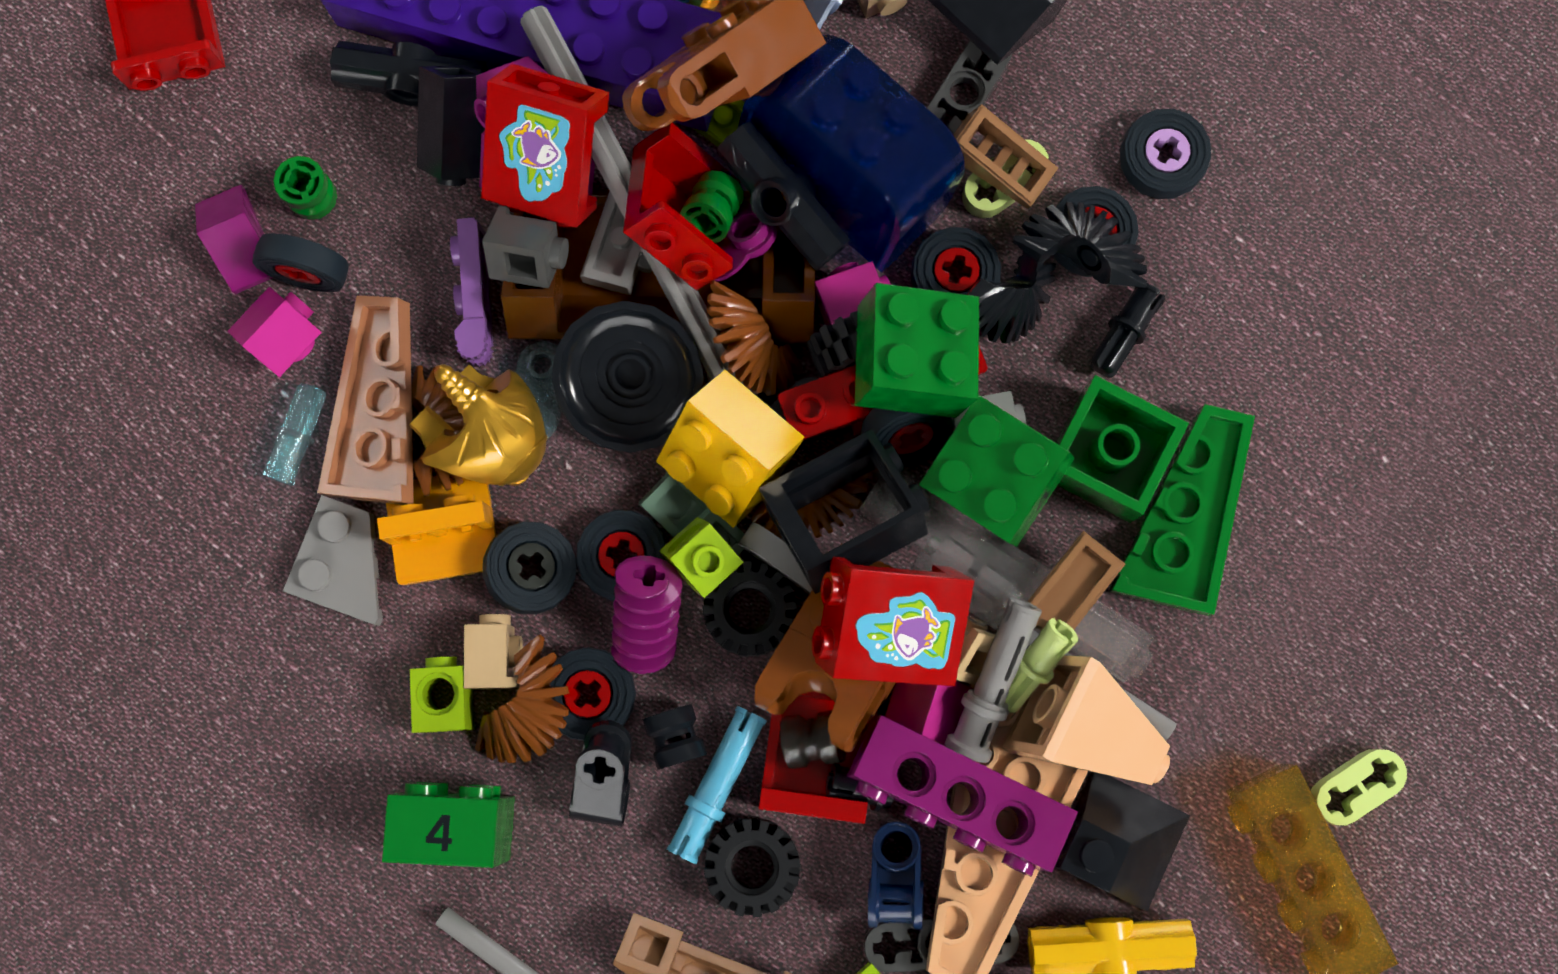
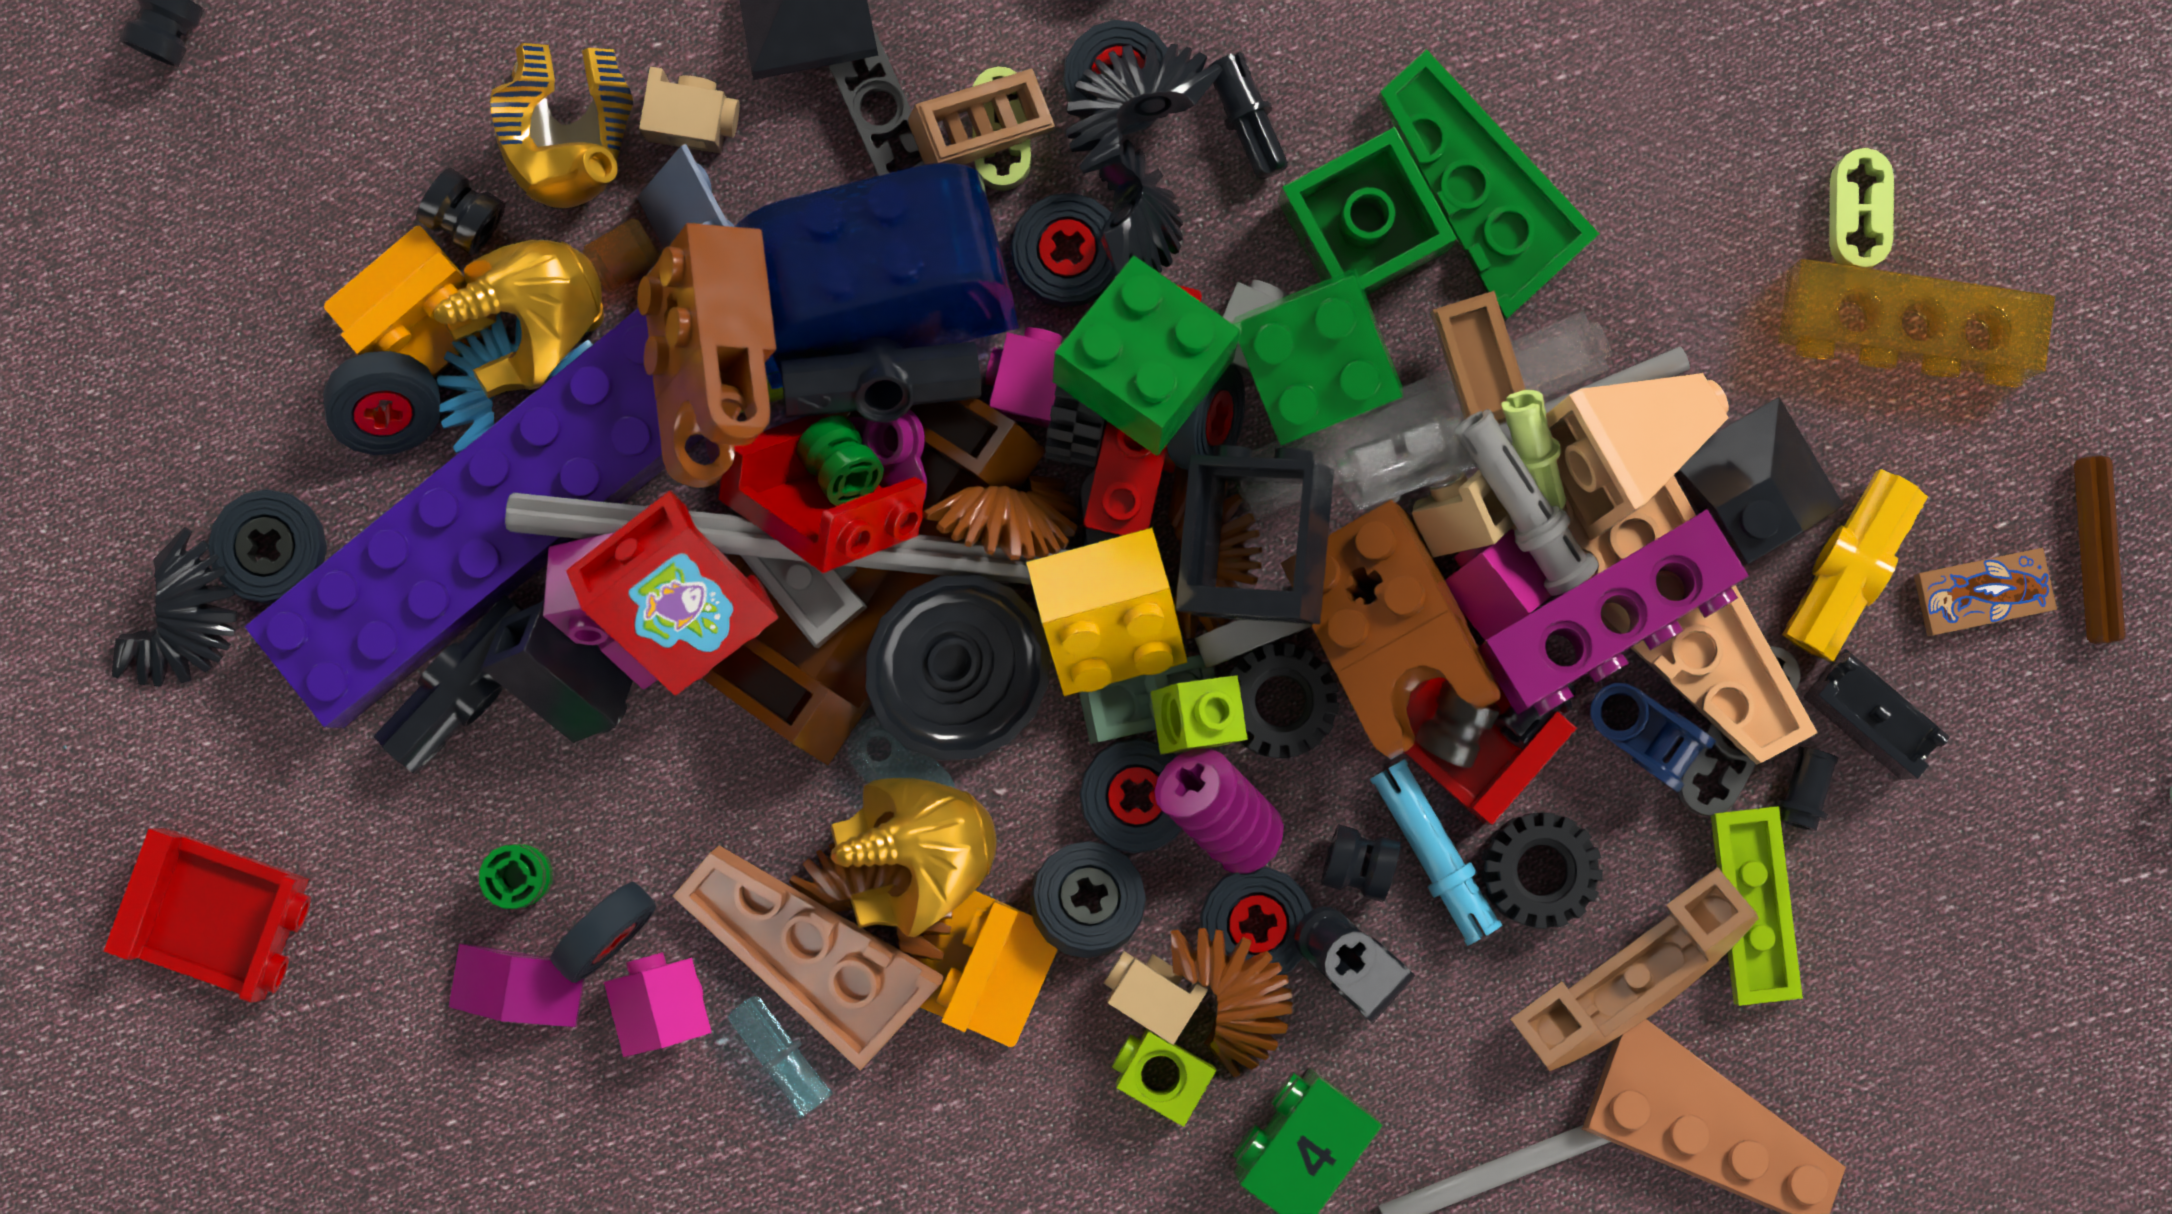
camera: 60 degrees left, 5 degrees up
(338, 562) = (947, 1095): light grey wing -> none
(473, 295) = (753, 772): medium lavender hinge -> none
(523, 249) = (759, 686): dark grey brick -> none
(892, 623) = (1406, 567): red panel -> none

